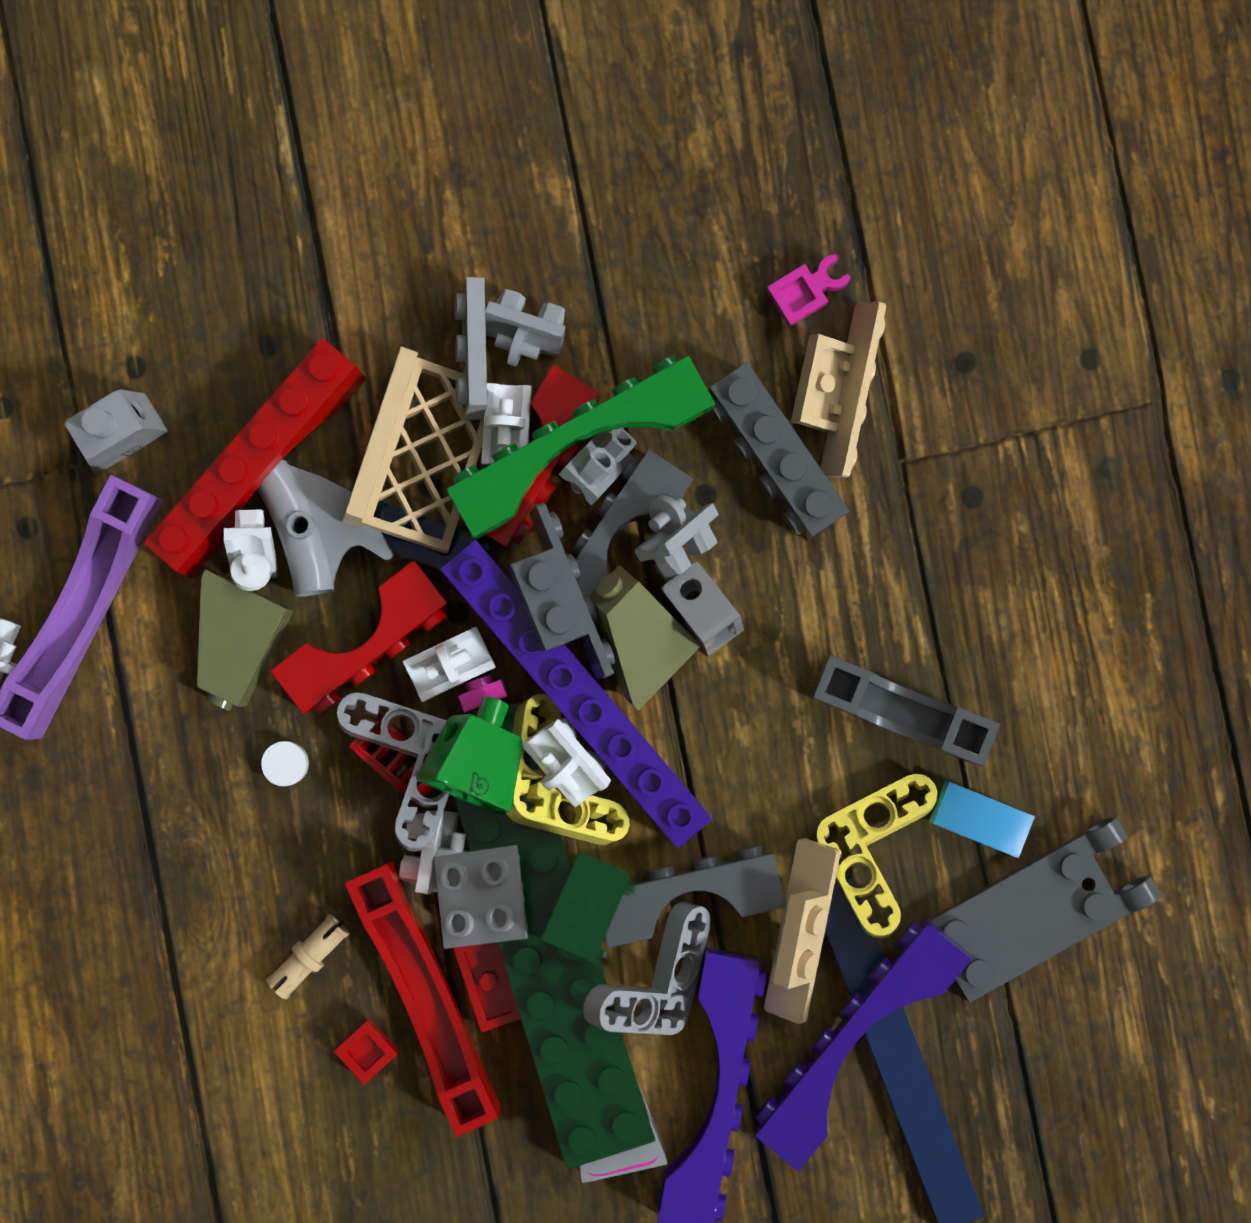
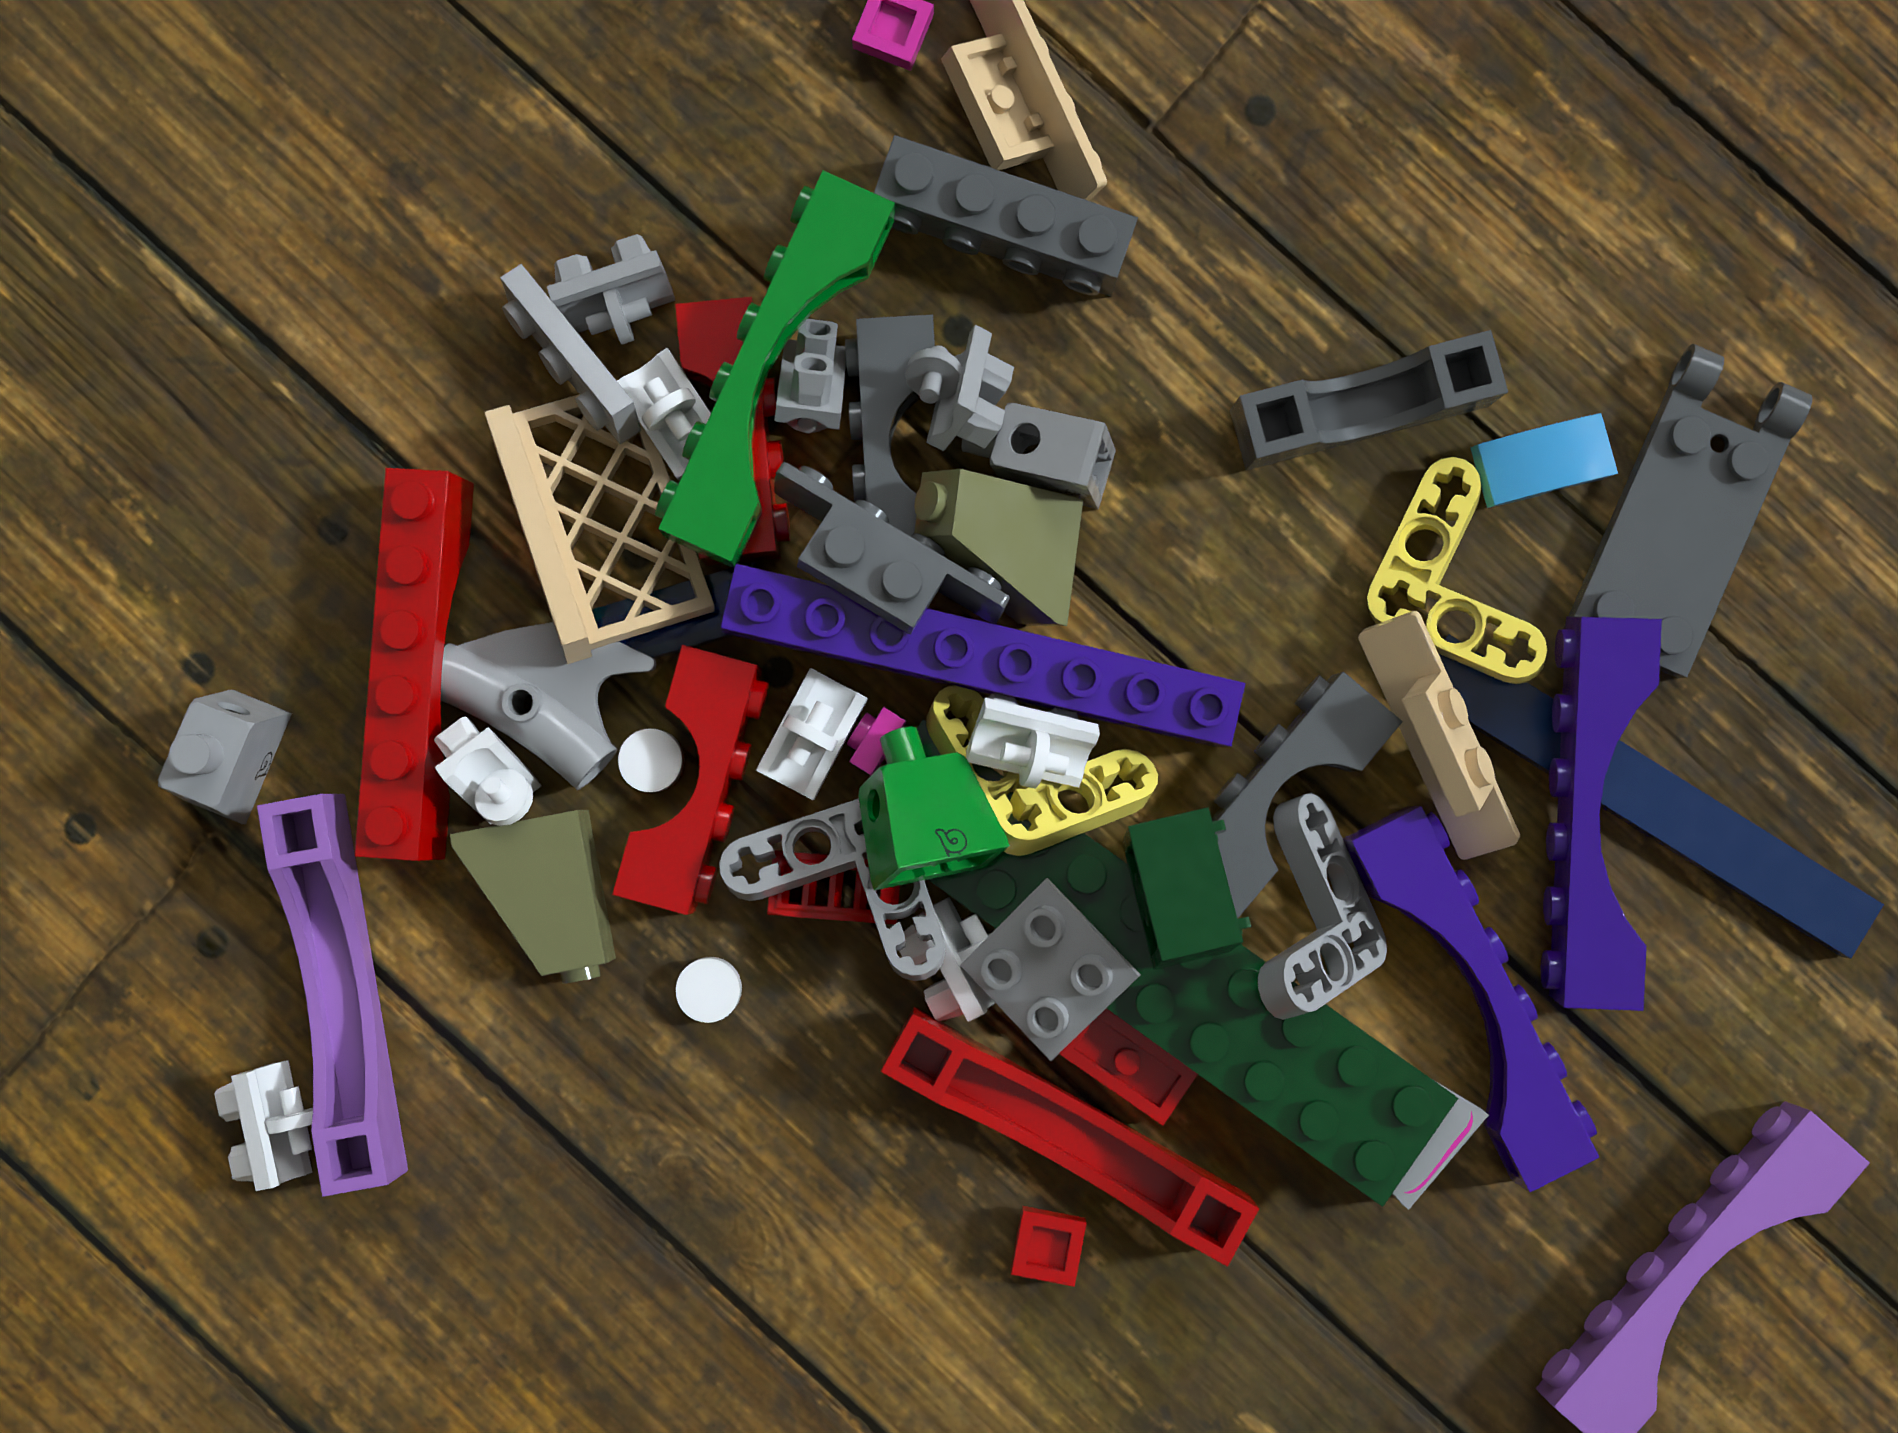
camera: 35 degrees left, 0 degrees up
(307, 956) = (899, 1189): tan pin -> none
(349, 610) = (651, 760): none -> white tile

